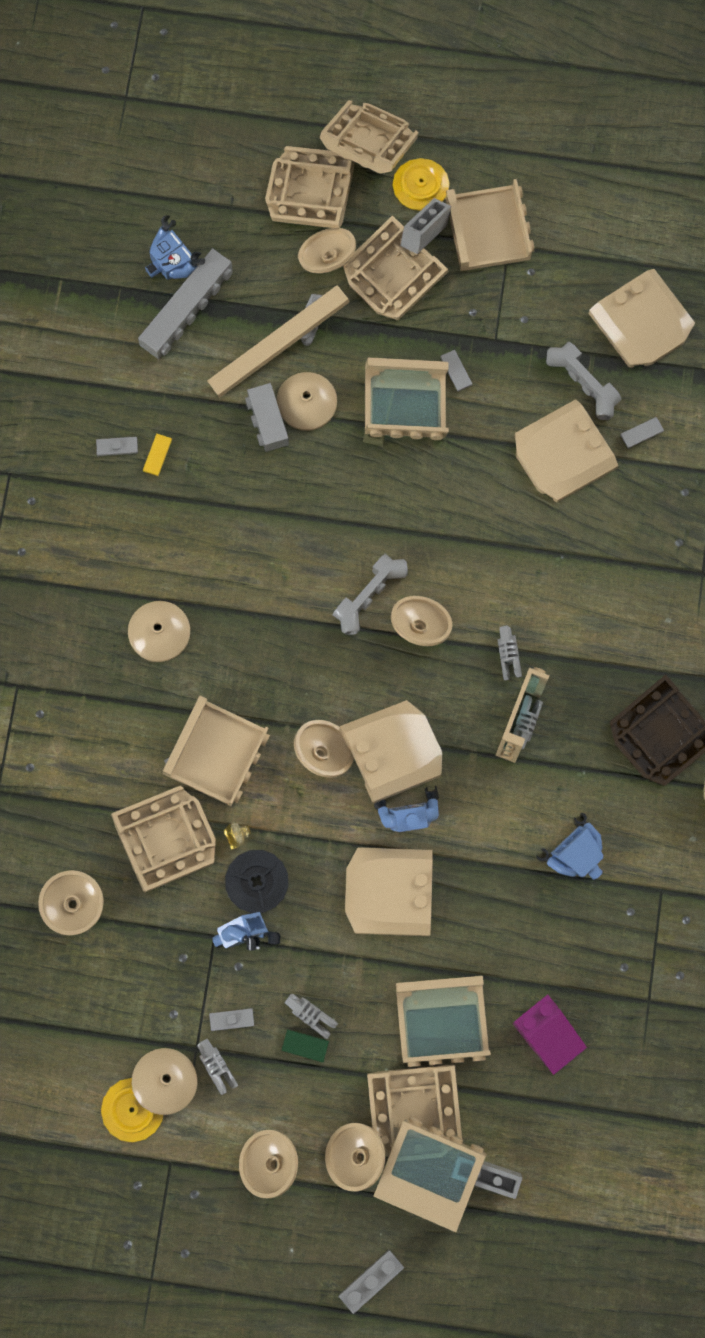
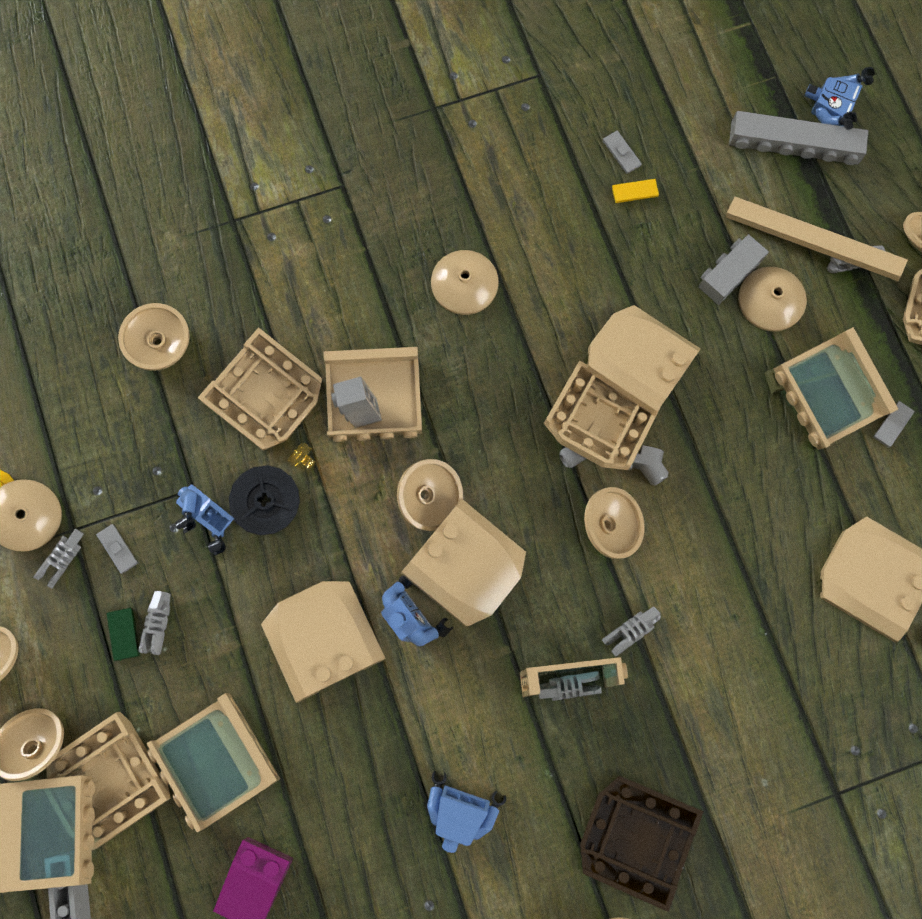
camera: 60 degrees right, 0 degrees up
(223, 765) = (356, 402): none -> light grey brick
(301, 528) = (640, 357): none -> tan wedge
(335, 586) = (598, 421): none -> tan wedge

